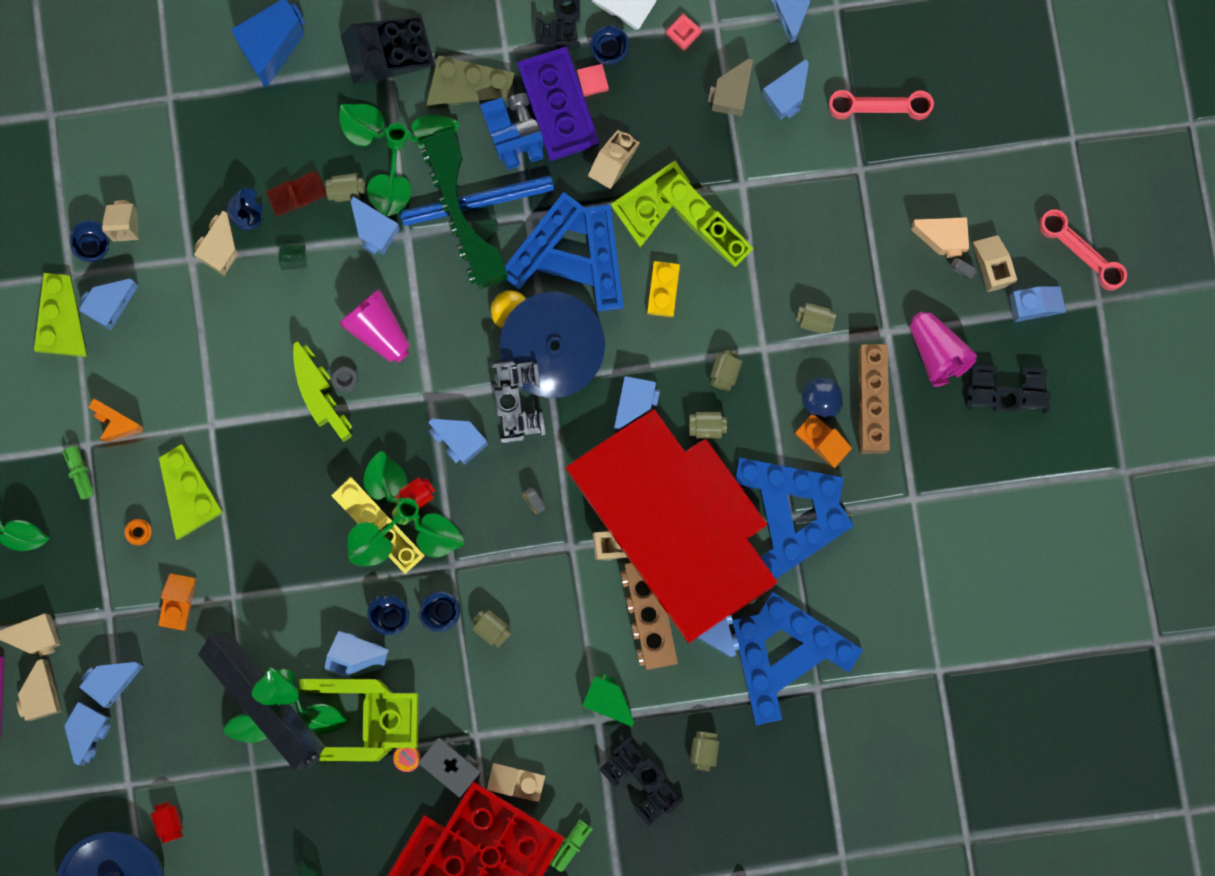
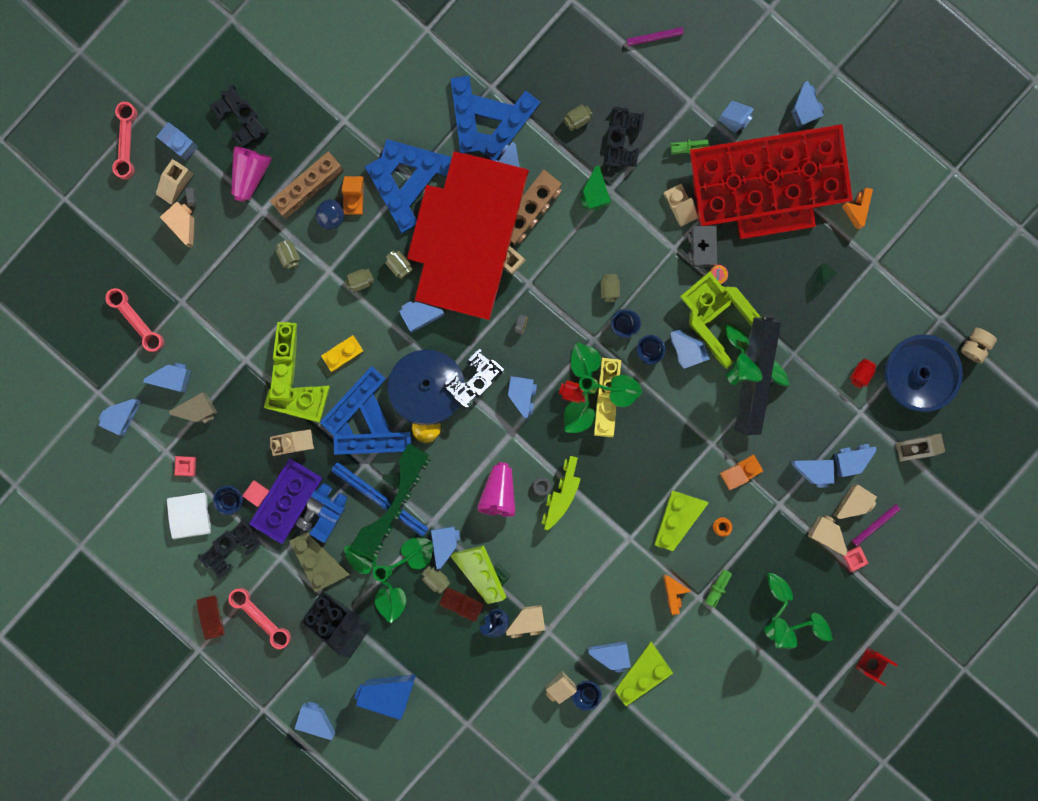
camera: 125 degrees left, 5 degrees up
(35, 816) = (920, 447): none -> dark tan slope
(310, 239) = (480, 572): none -> lime wing

